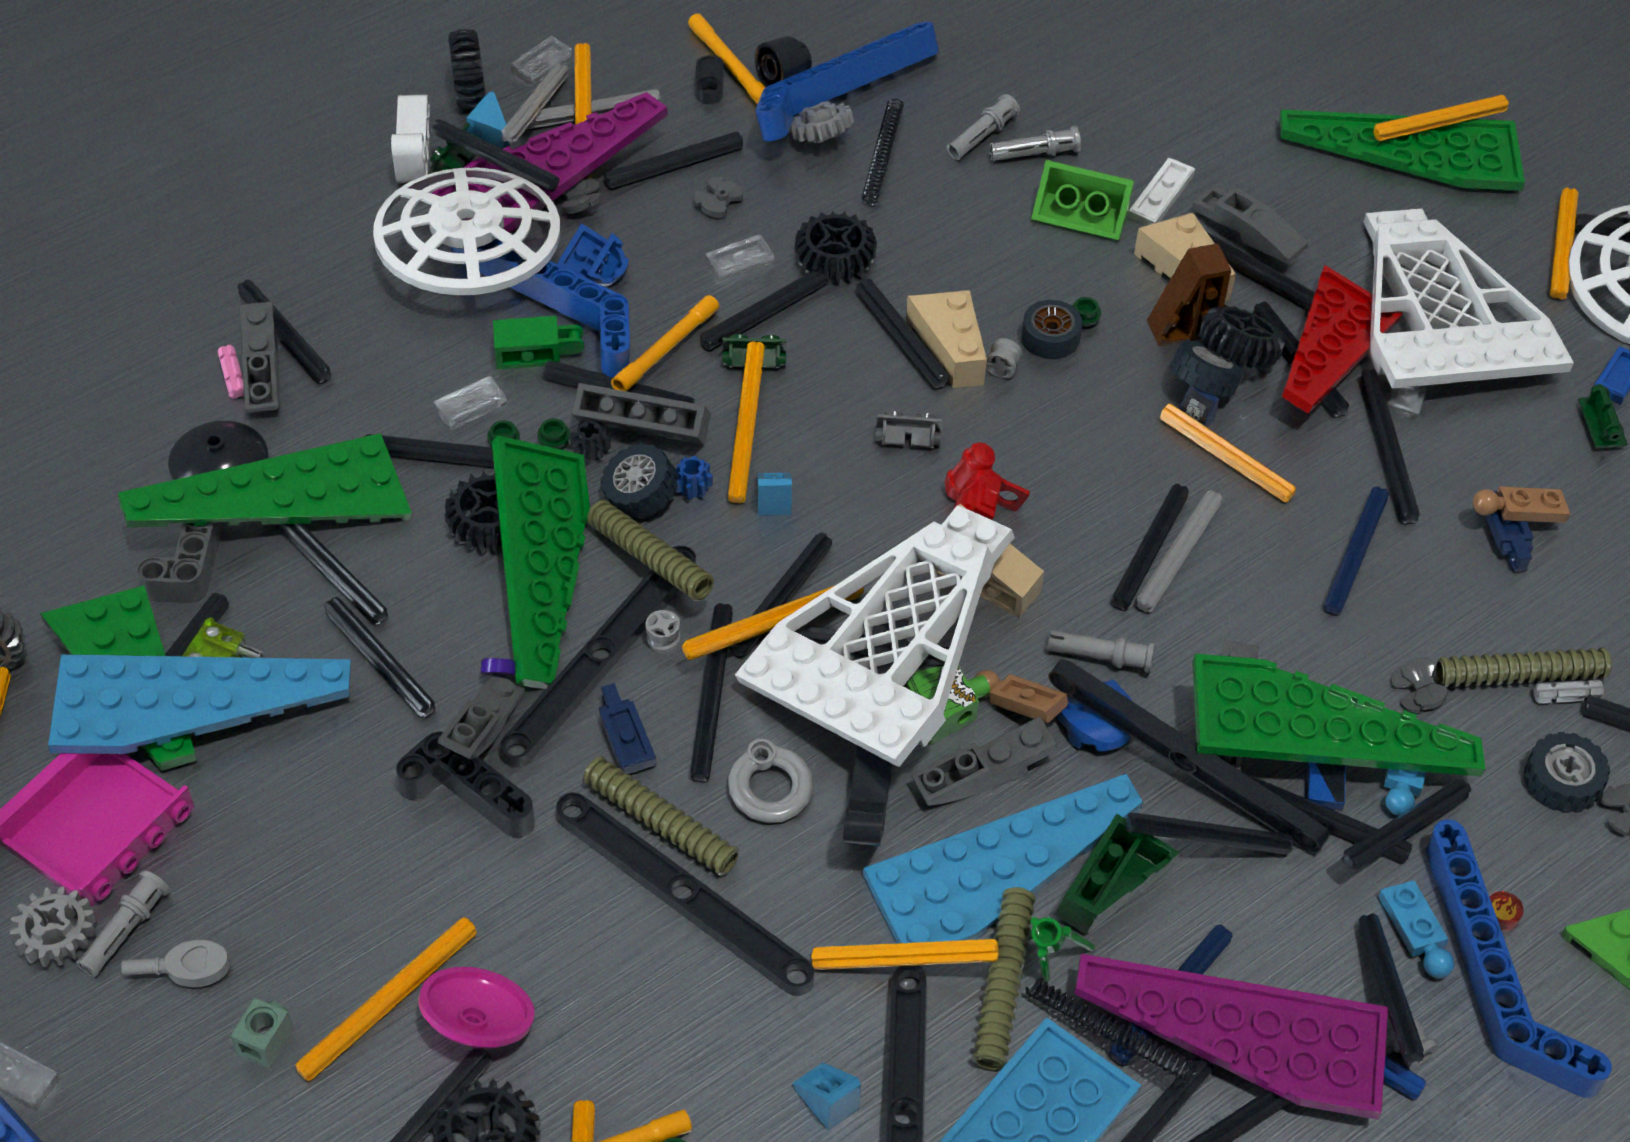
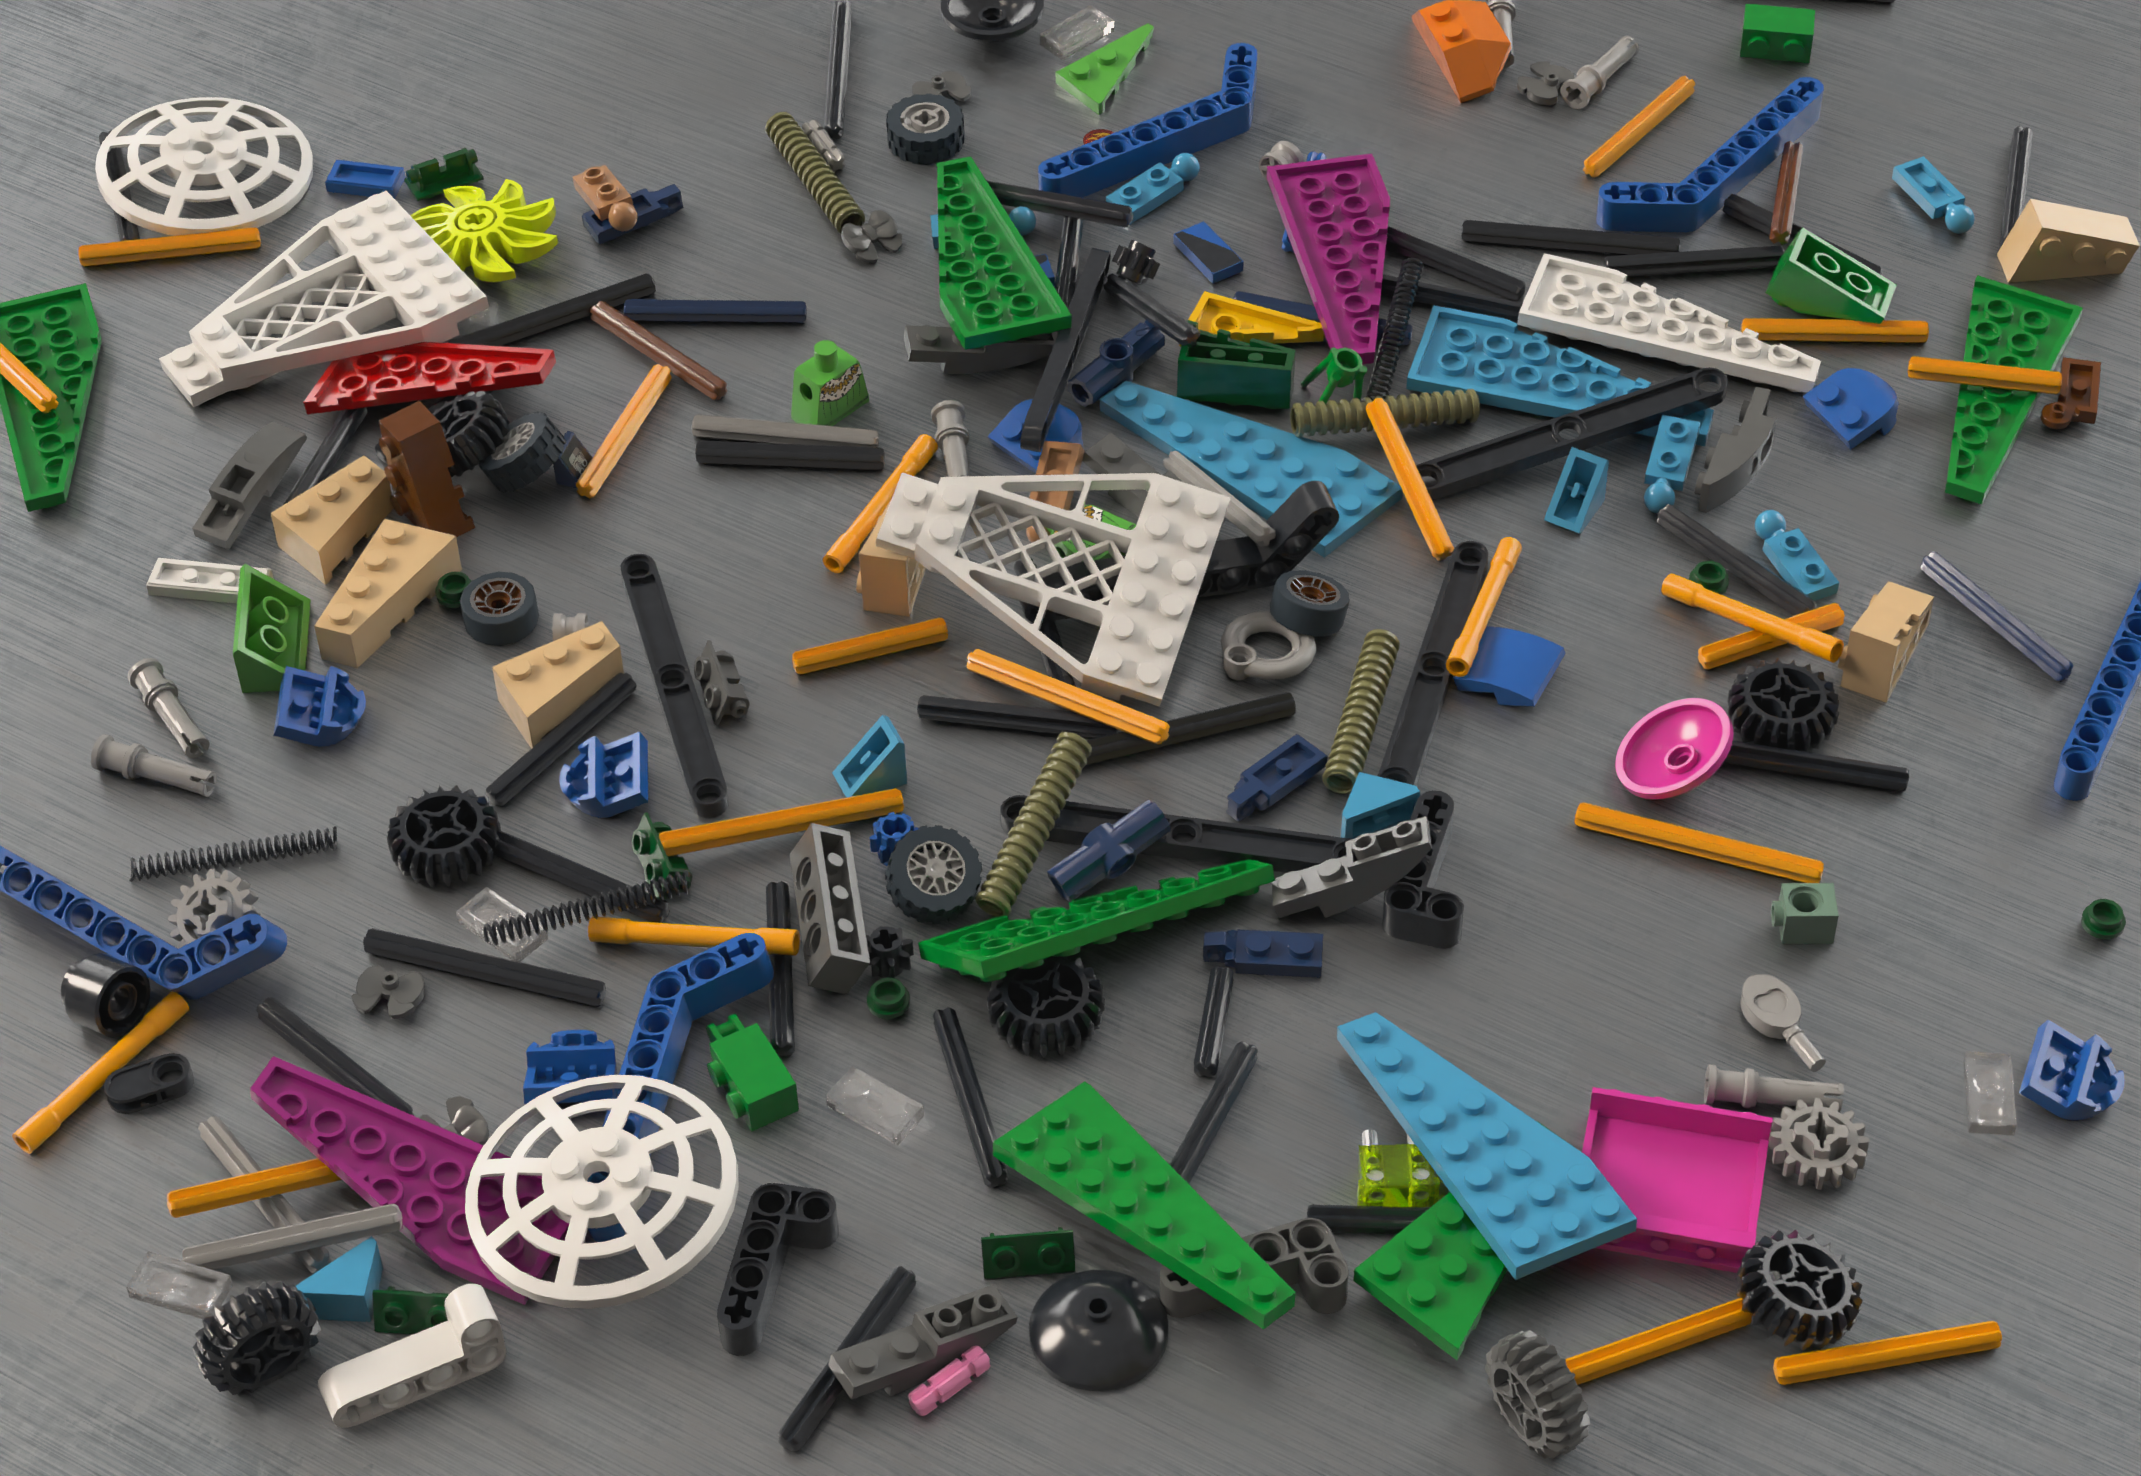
camera: 110 degrees left, 5 degrees down
(302, 426) = (1028, 1254): none -> dark green hinge
(380, 657) = (1301, 1029): black axle -> none
(397, 317) = (774, 1221): none -> black beam
(419, 607) = (1213, 1021): none -> black axle
(461, 663) = (1266, 952): none -> dark blue hinge
(495, 155) = (439, 1221): black axle -> none
(498, 666) = (1261, 906): dark purple tile -> none
(502, 428) = (916, 1045): dark green plate -> none
(554, 778) = (1377, 805): none -> dark azure slope
(601, 589) = (1109, 850): none -> dark blue piece
(653, 946) = (1512, 666): none -> blue slope
(665, 622) = (1127, 787): light grey wheel -> none
(713, 241) = (484, 967): none -> black axle
(723, 273) = (584, 906): none -> black piece
(772, 992) = (1467, 644): none -> light orange piece
(796, 802) = (1309, 603): none -> black wheel
(846, 343) = (608, 776): none -> blue slope
(907, 509) = (869, 646): none -> light orange axle
(943, 797) = (1236, 512): none -> light grey axle
(950, 407) = (679, 703): none -> black beam
(978, 486) = (806, 581): red piece -> none
(998, 213) = (317, 707): none -> blue slope
(1097, 267) = (383, 589): none -> tan wedge
(1105, 620) = (849, 542): none -> light orange piece
(1157, 784) = (1115, 363): none -> dark blue piece
(1188, 914) = (1253, 321): none -> yellow wing
(1209, 581) = (827, 386): none -> bright green torso
(1299, 862) = (1136, 262): none -> black gear
(1306, 938) = (1208, 252): none -> tile
(1318, 499) = (659, 350): none -> reddish brown axle
(1391, 988) = (1239, 176): black axle -> none
(1513, 421) = (489, 231): none -> neon yellow piece

